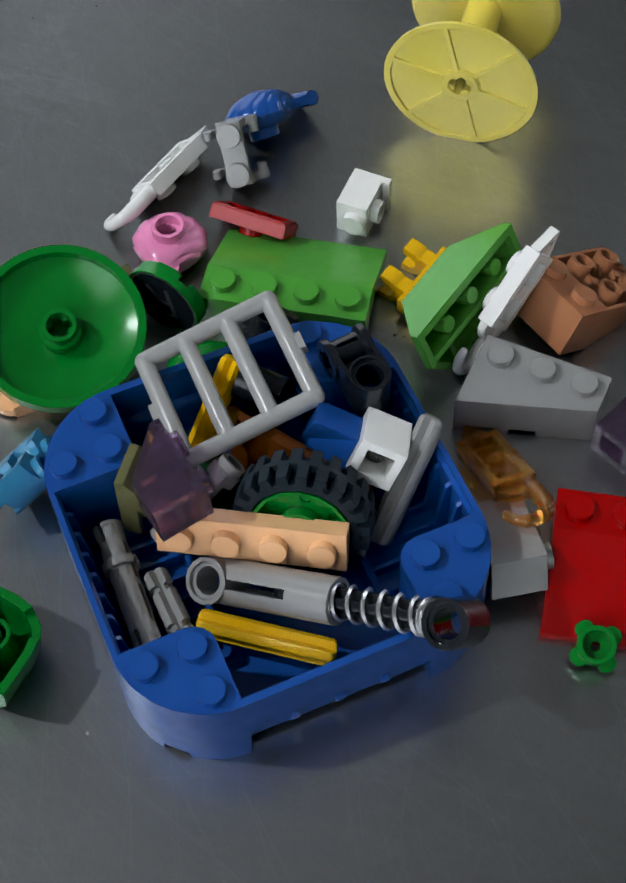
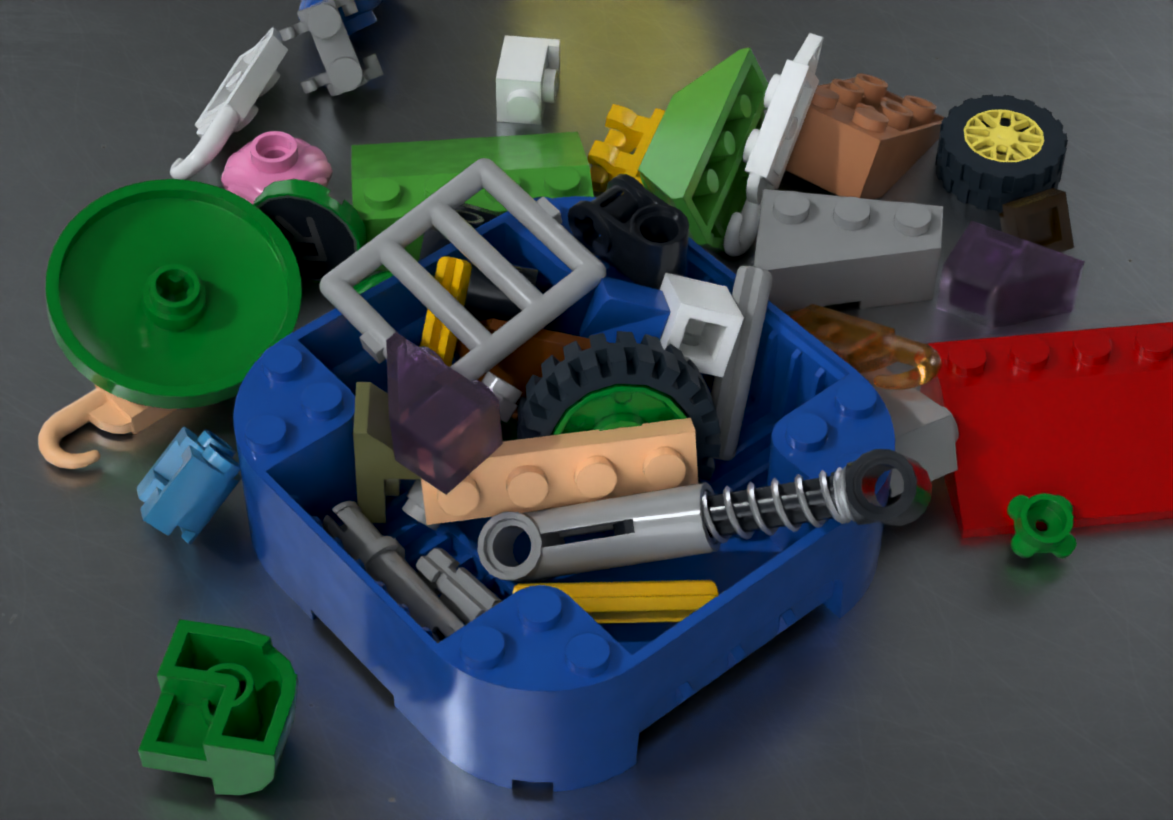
camera: 20 degrees left, 10 degrees down
(253, 221) = (383, 128): red plate -> none

